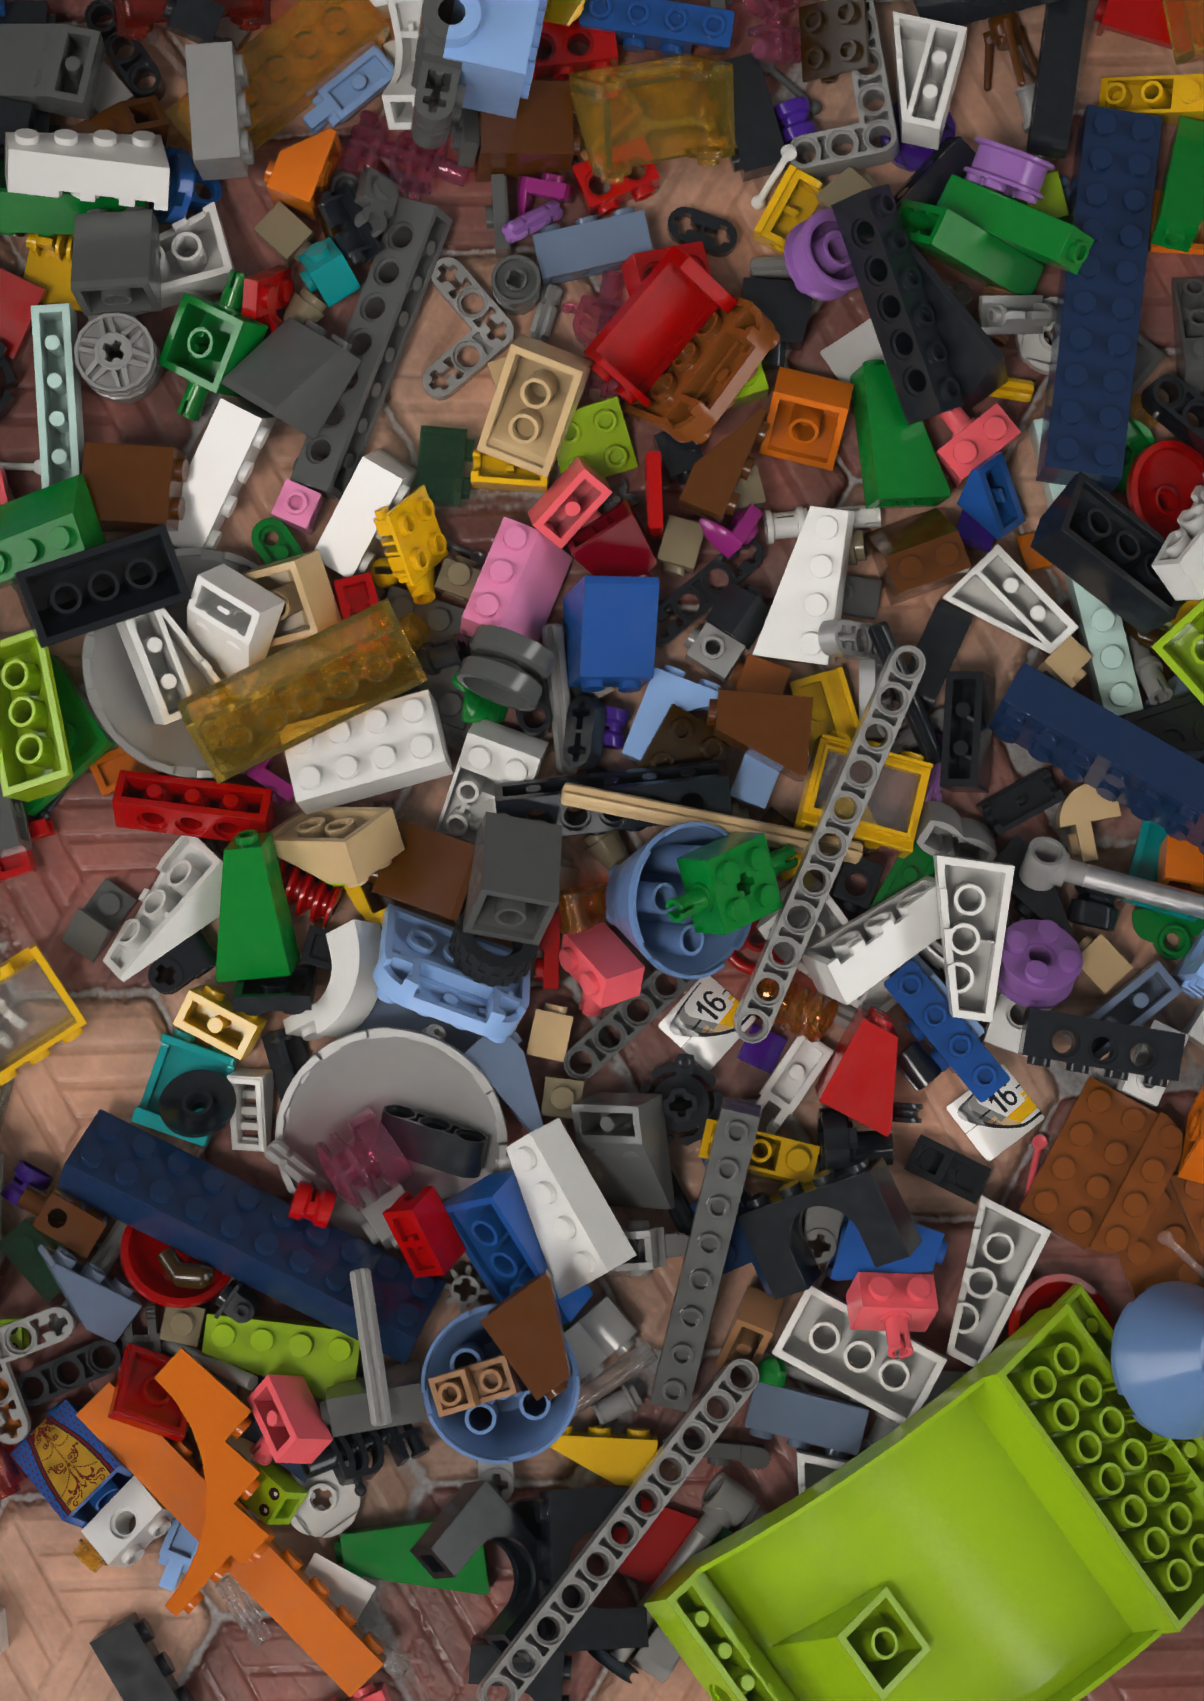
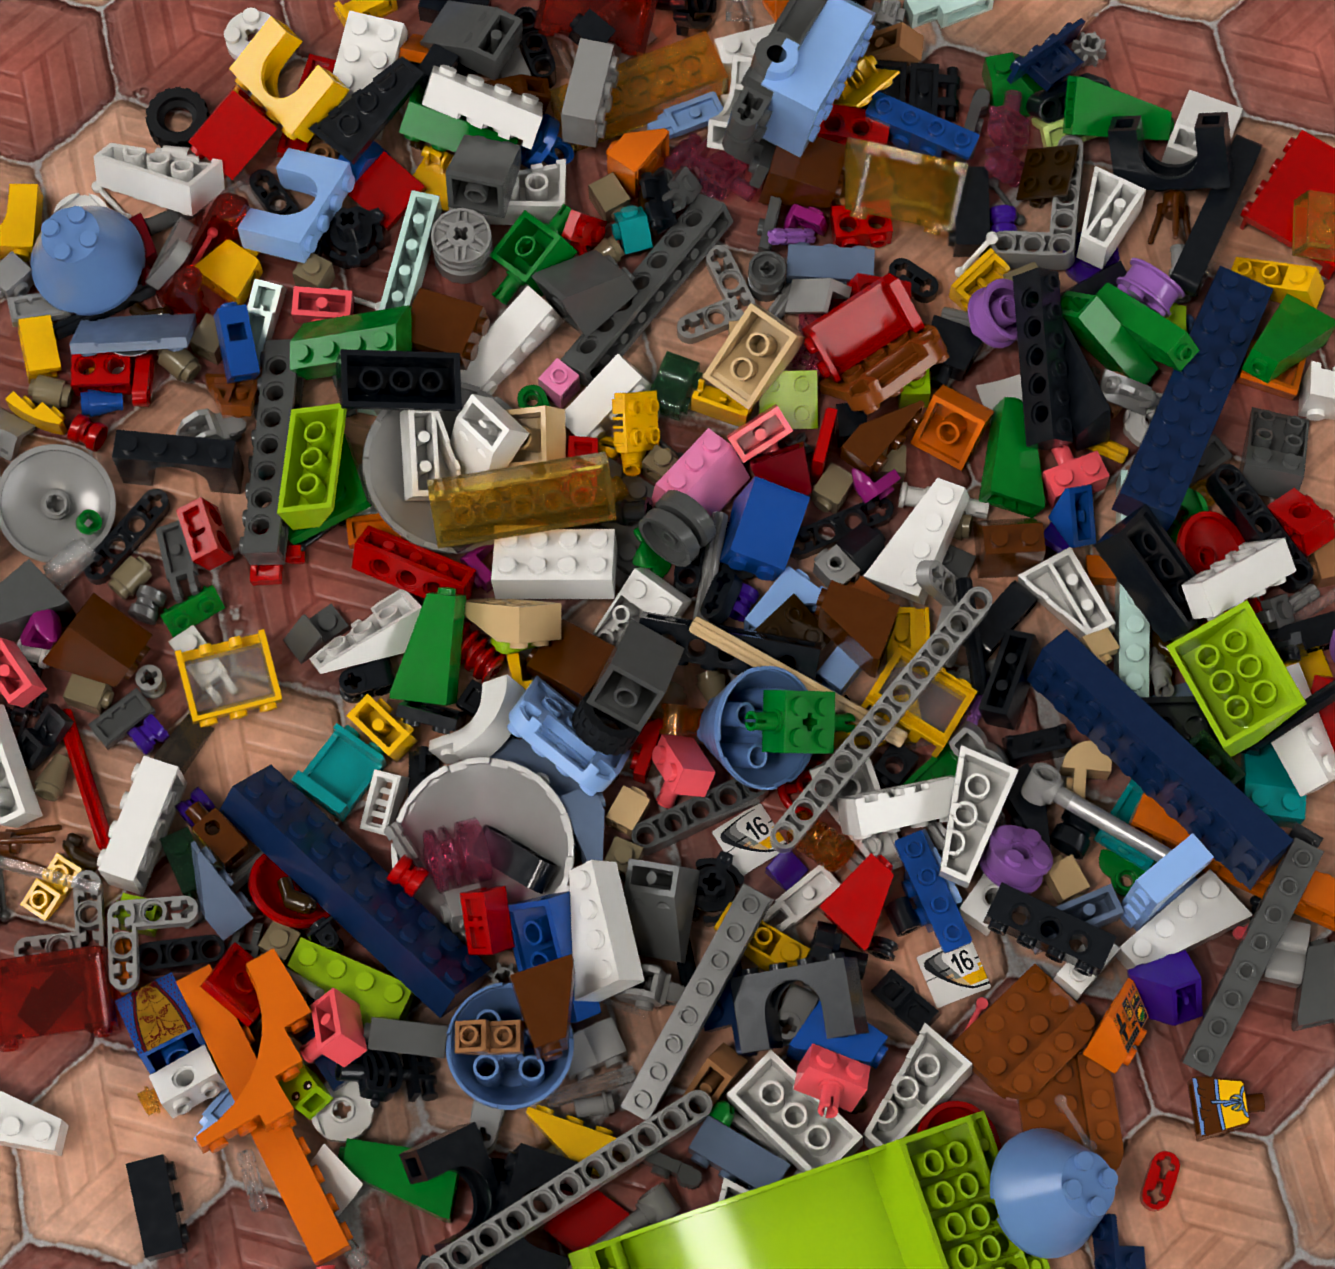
camera: 10 degrees right, 15 degrees down
(195, 1091) = (345, 781): black dish -> none
(370, 1347) = (419, 987): light grey axle -> none
(585, 299) = (814, 295): none -> light grey panel

